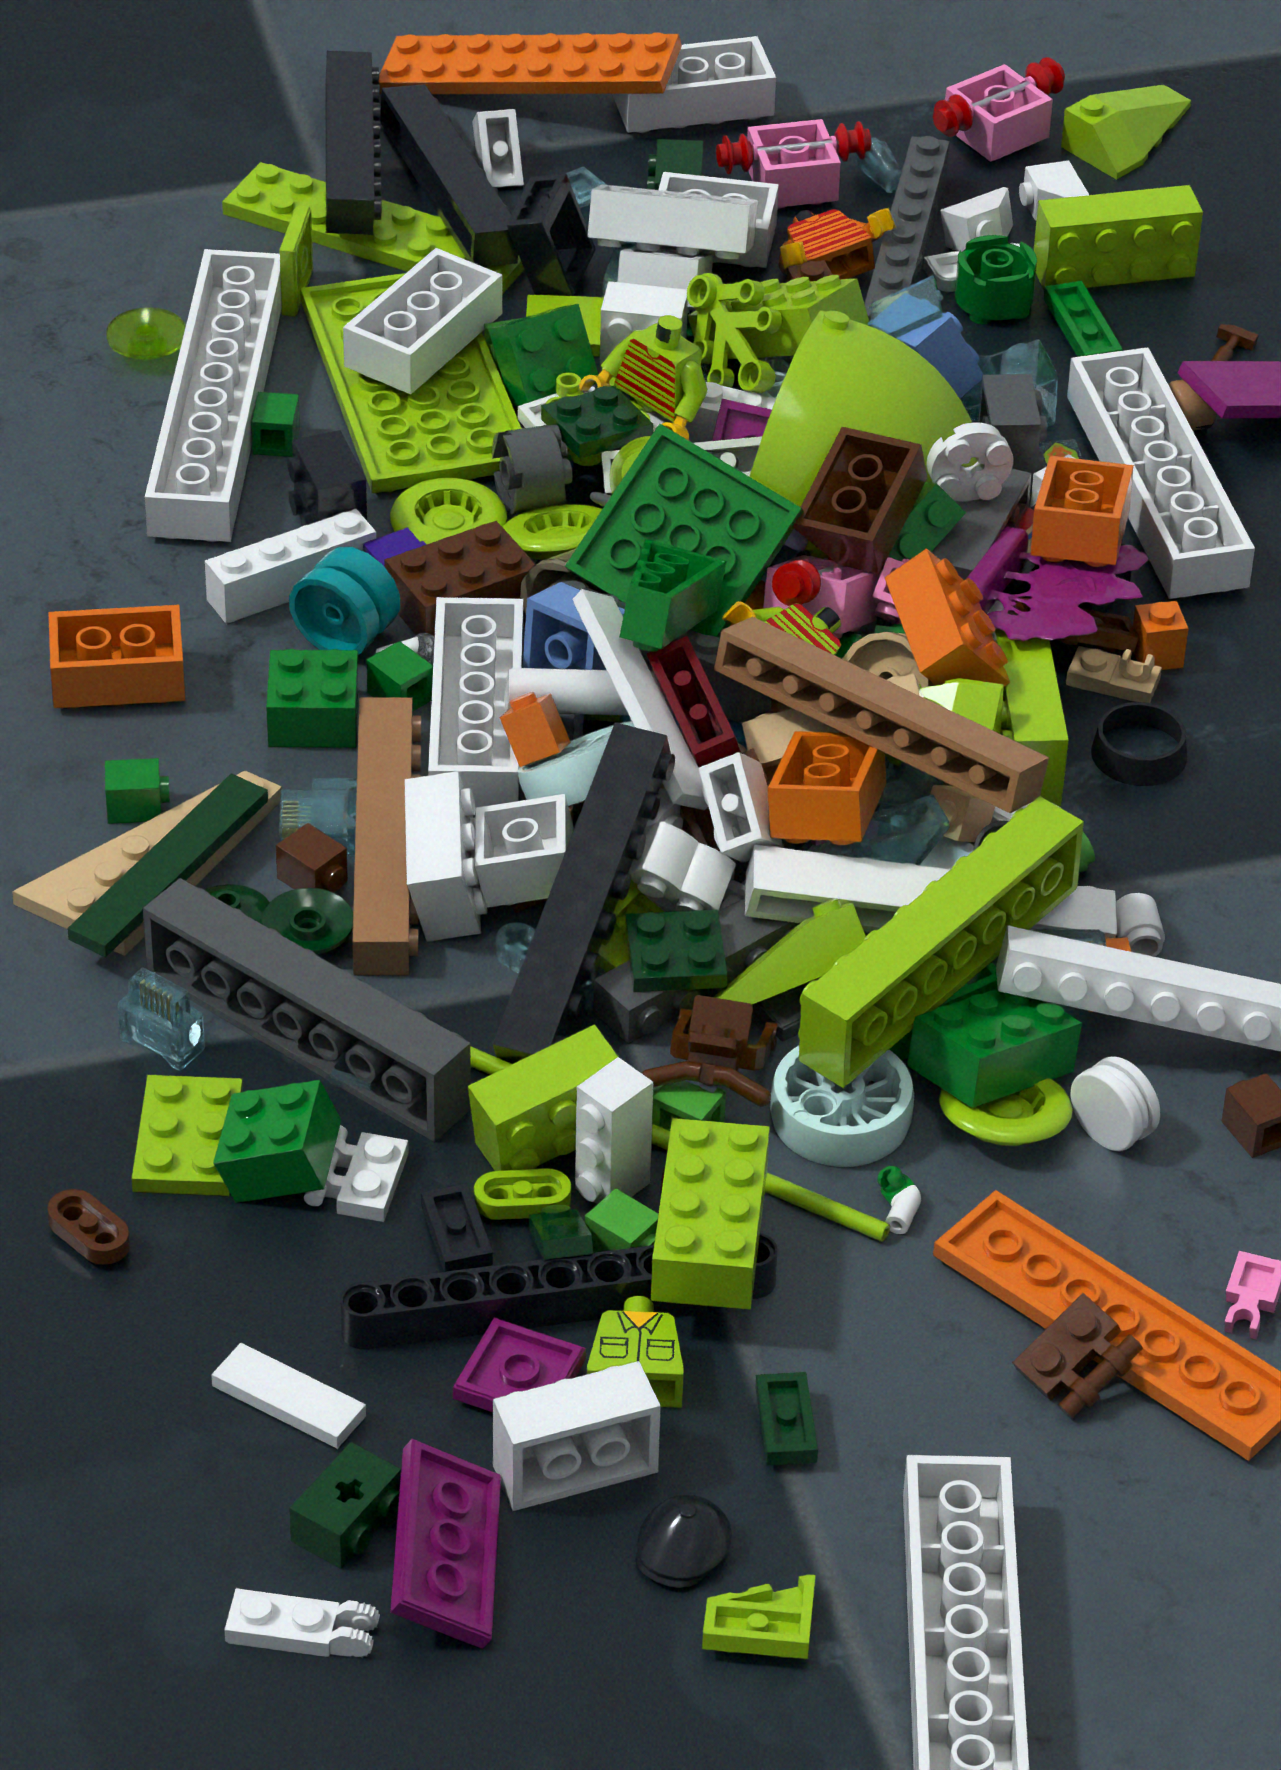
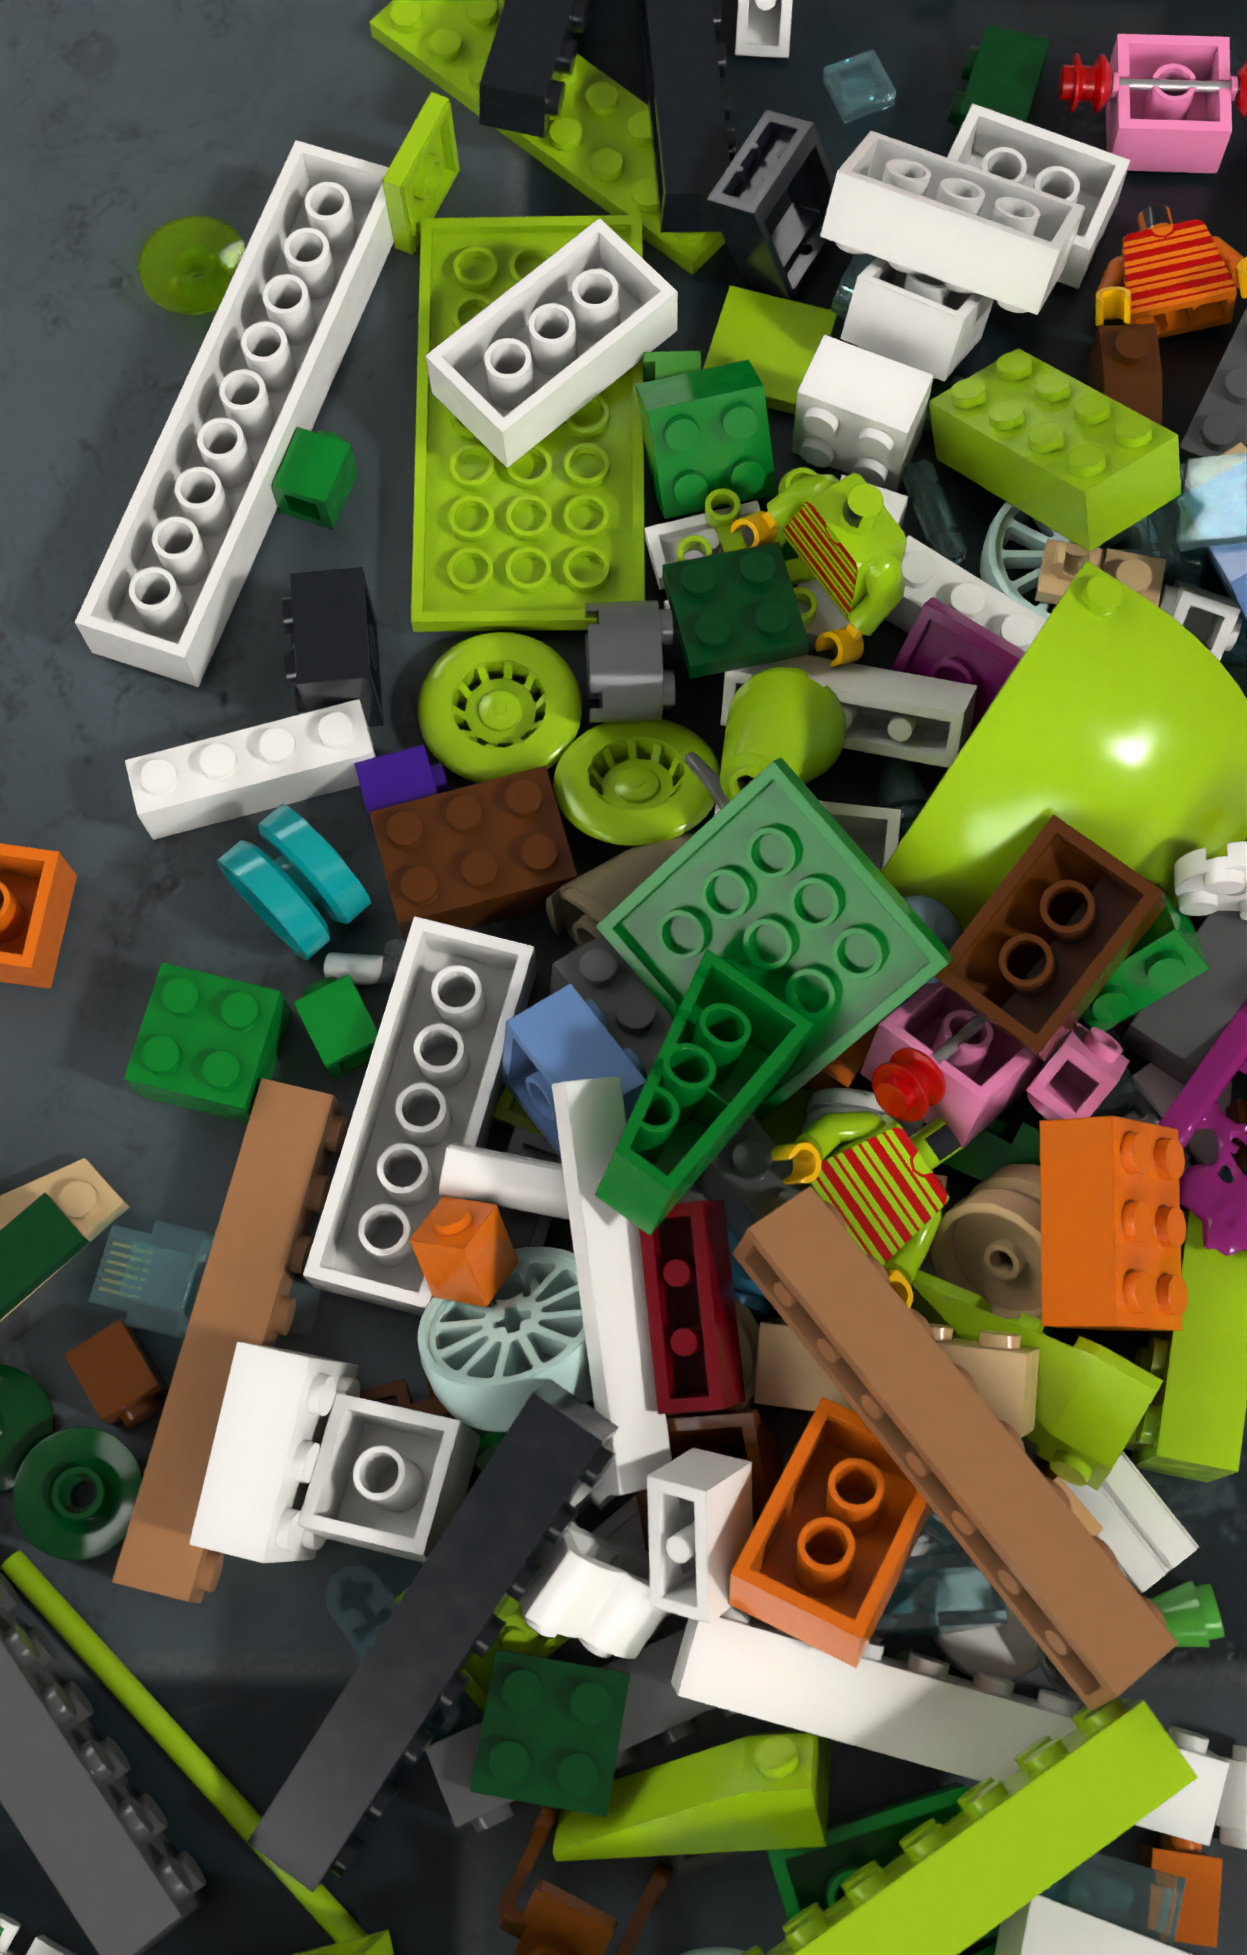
camera: 20 degrees right, 30 degrees up
(706, 296) = (959, 399): lime plant -> none

